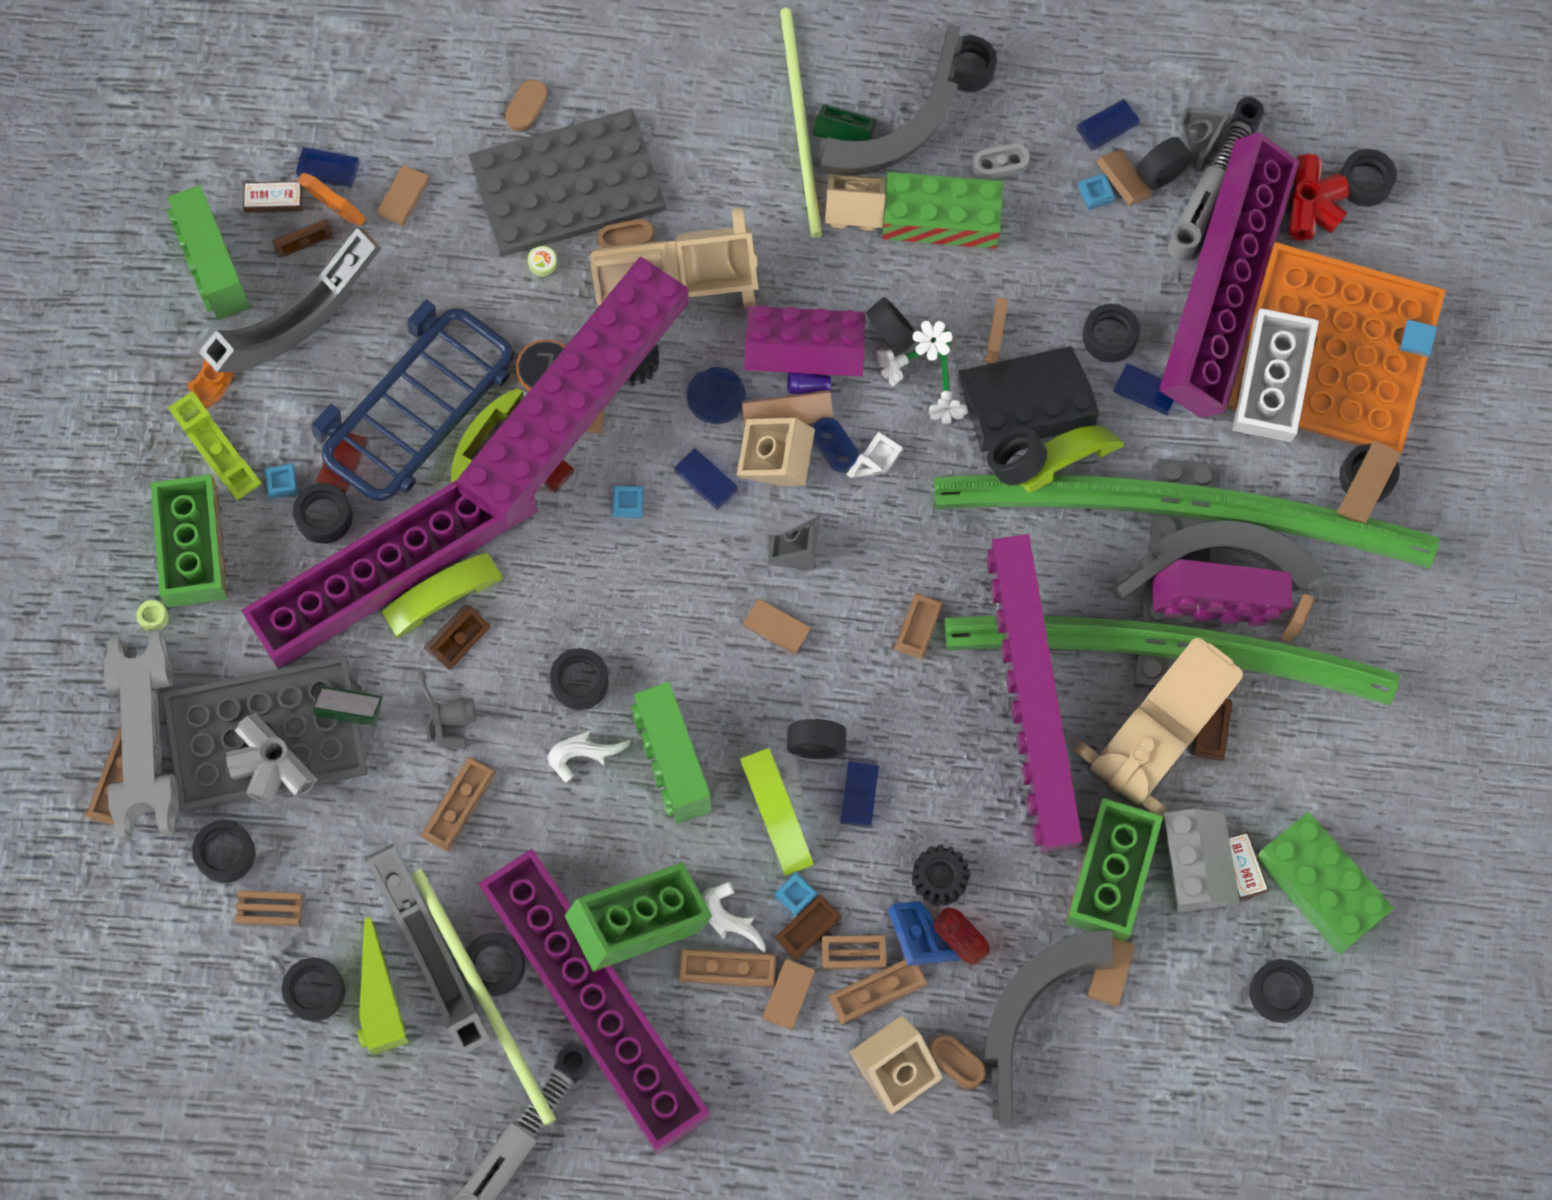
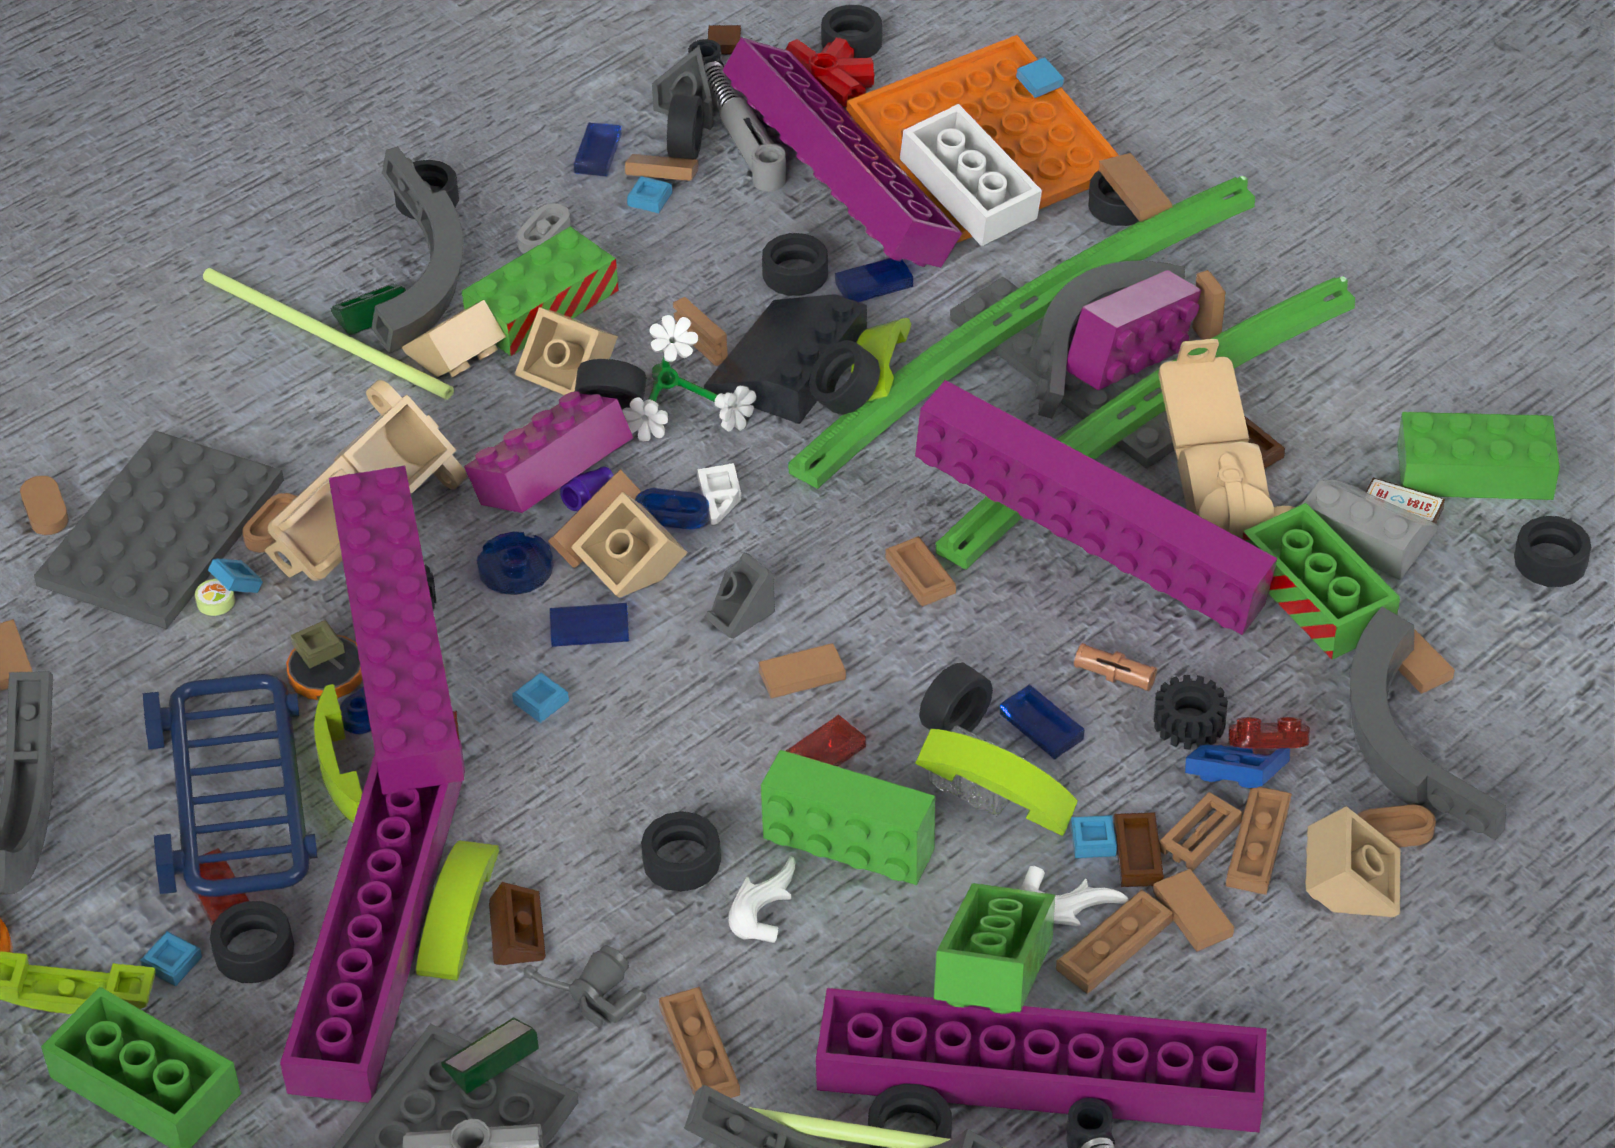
camera: 45 degrees left, 25 degrees down
(549, 348) = (317, 643): none -> olive tile
(563, 258) = (235, 575): none -> dark azure tile
(721, 692) = (831, 742): none -> clear red plate
(905, 270) = (558, 348): none -> tan slope
(939, 802) = (1139, 675): none -> nougat pin
(1286, 105) = (726, 36): none -> reddish brown tile

